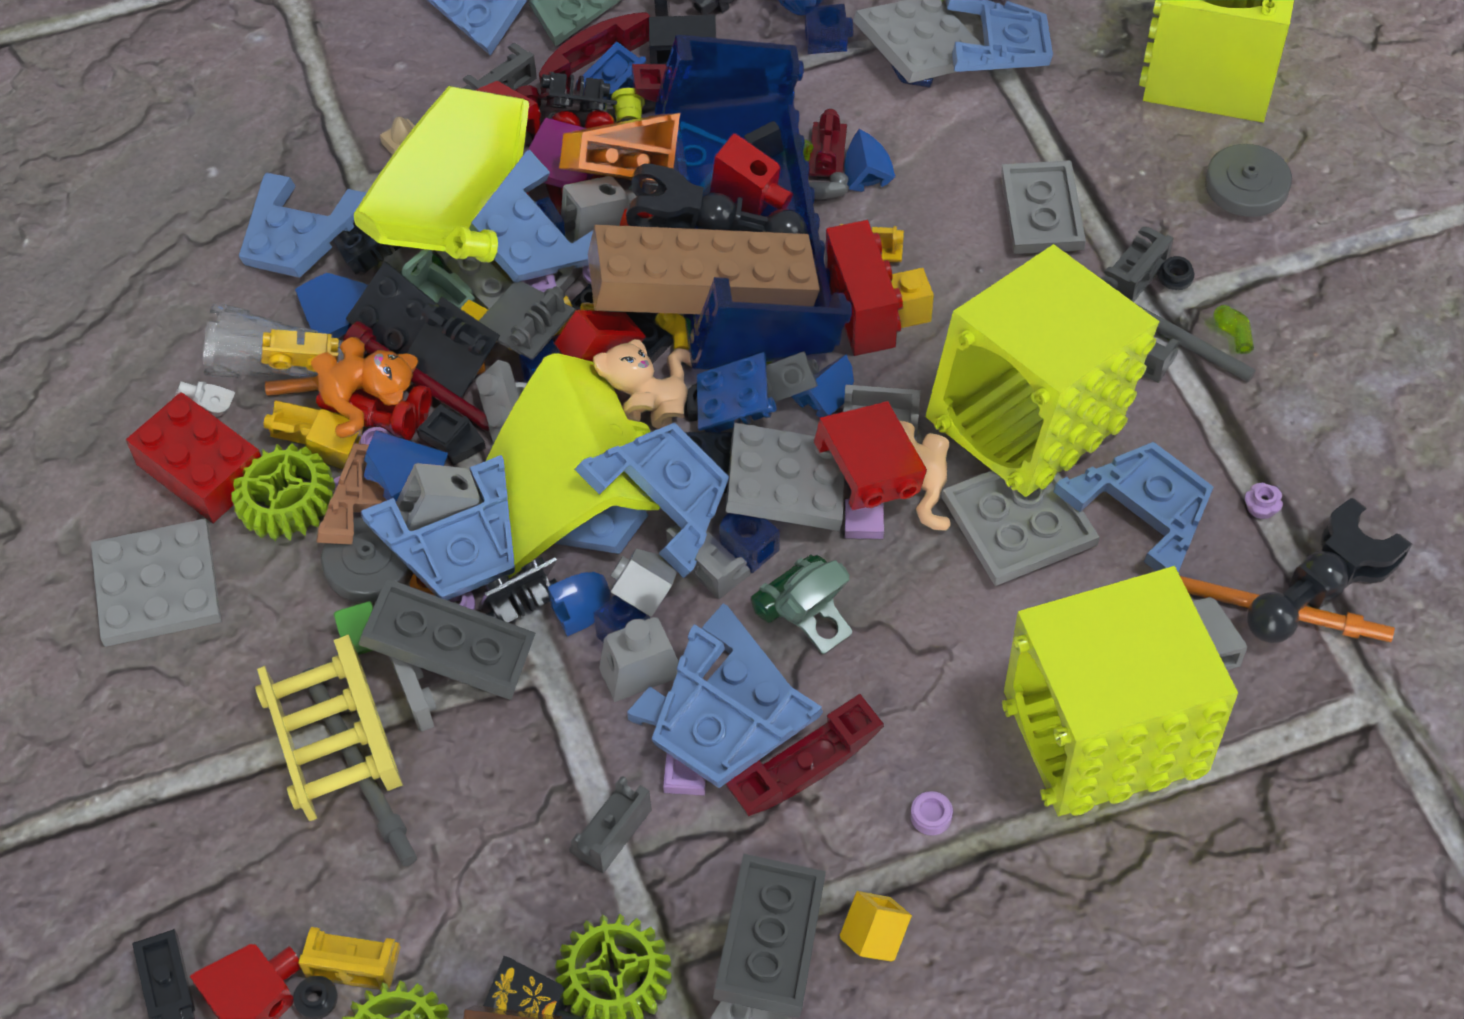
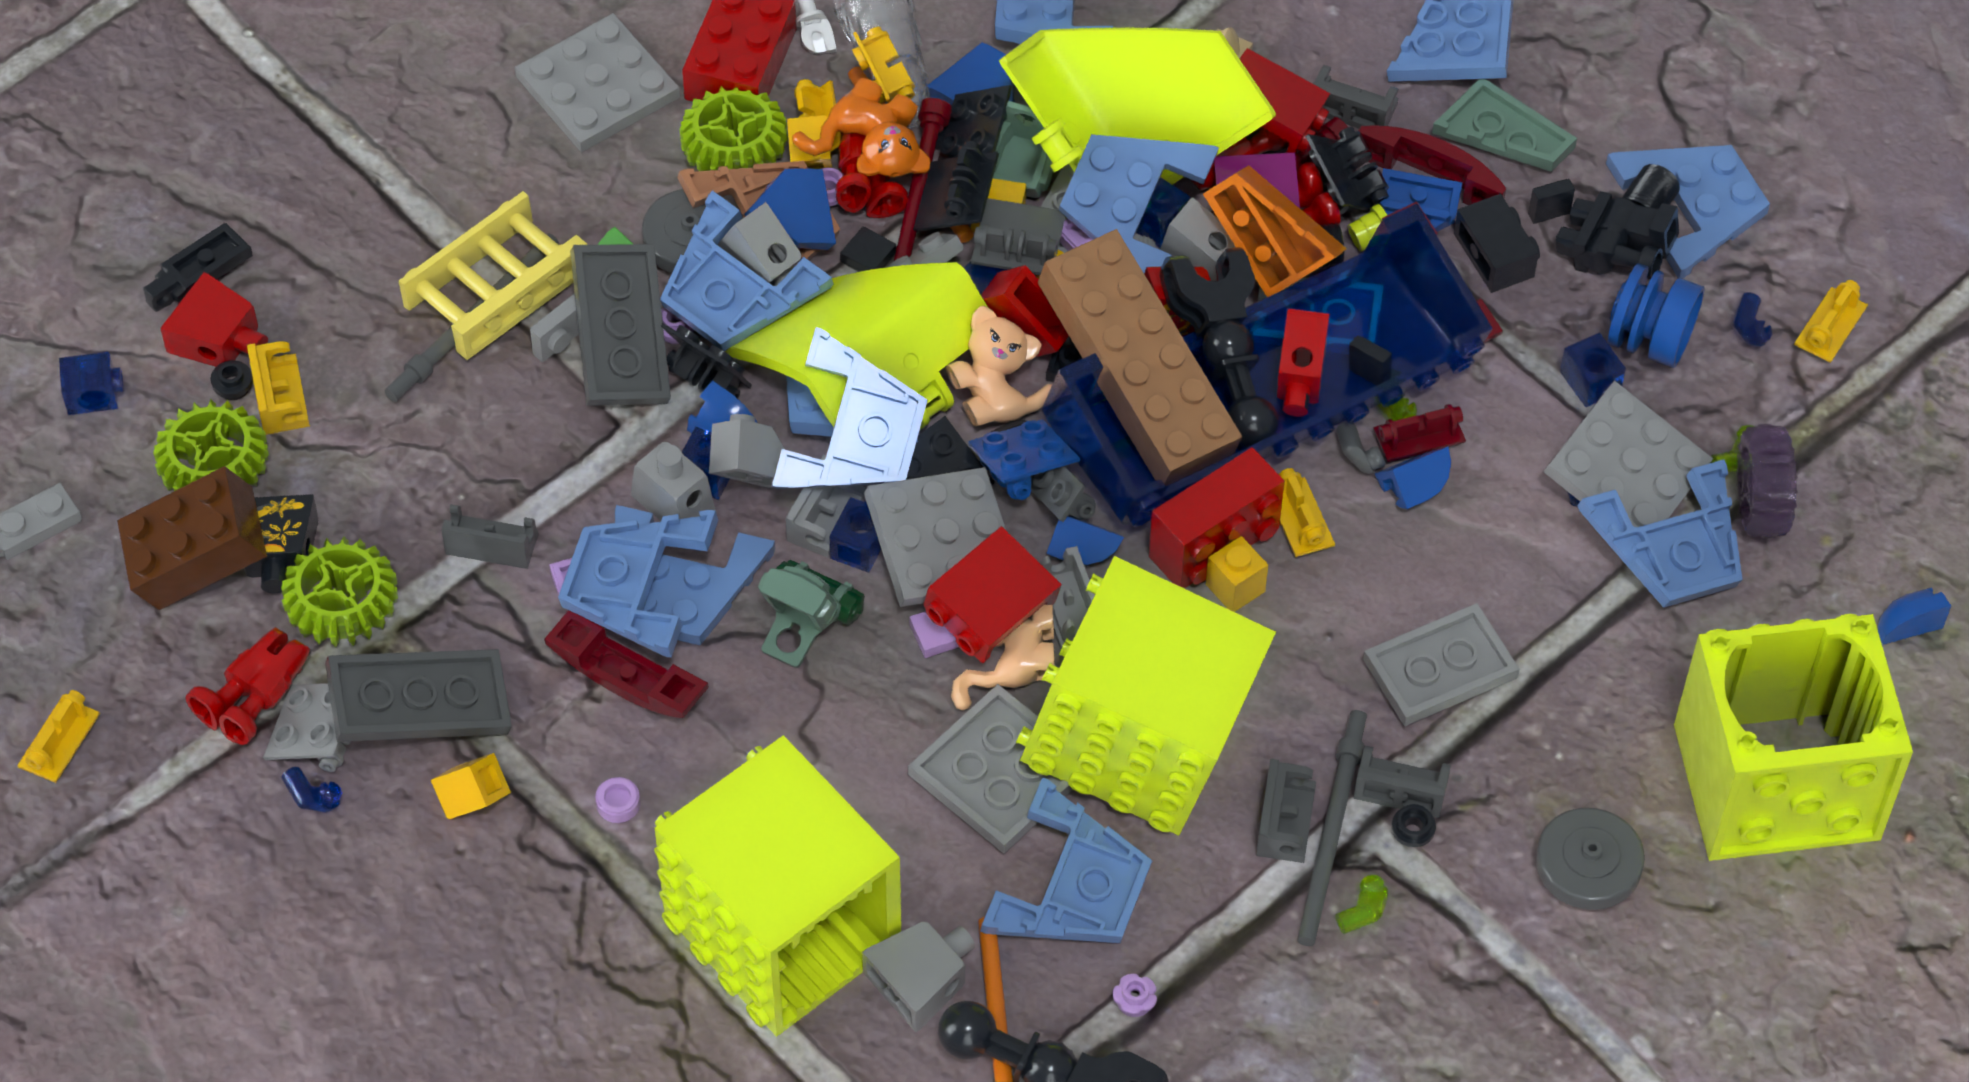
camera: 65 degrees right, 0 degrees up
(443, 429) = (866, 230): black tile -> none

